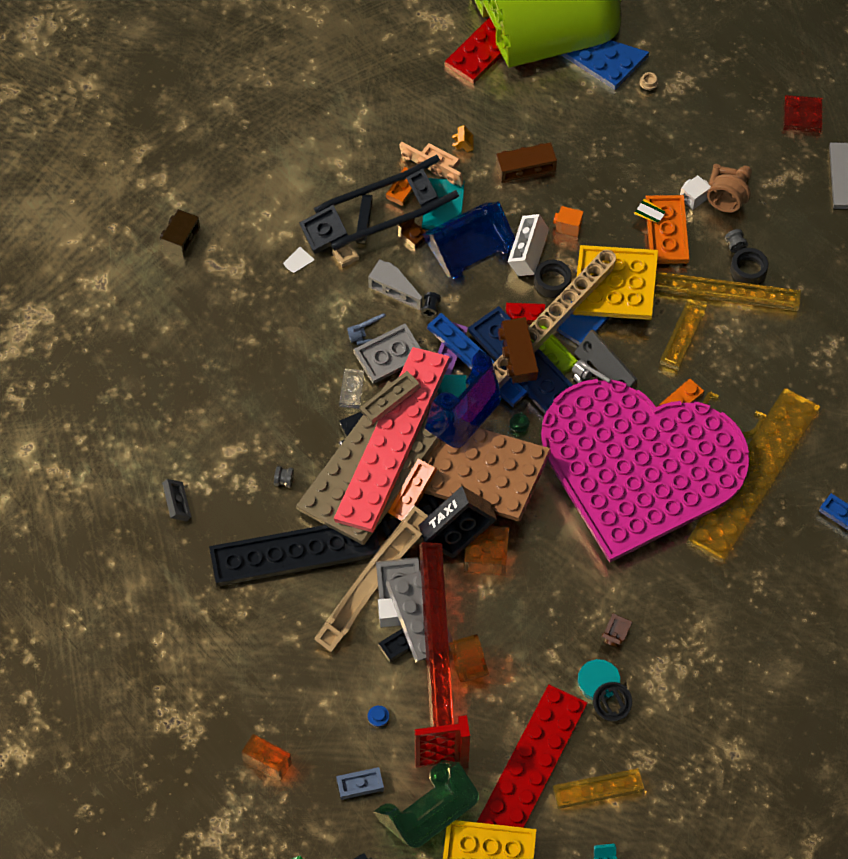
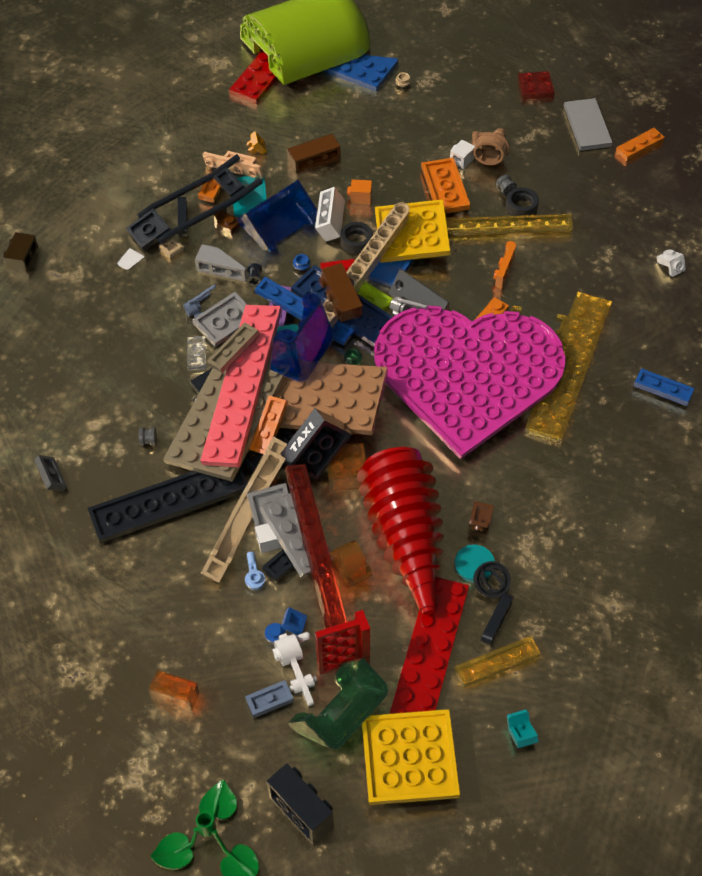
camera: 10 degrees left, 5 degrees down
(368, 654) = (254, 579): none -> light blue plate
(388, 739) = (289, 652): none -> white piece
(399, 707) = (294, 621): none -> blue plate
(486, 298) = (301, 262): none -> blue plate
(533, 620) = (403, 517): none -> red cone
(607, 744) = (496, 619): none -> black beam
(649, 211) = (427, 173): sticker -> none
(683, 334) = (479, 264): clear yellow plate -> none
(711, 341) = (505, 264): none -> orange plate

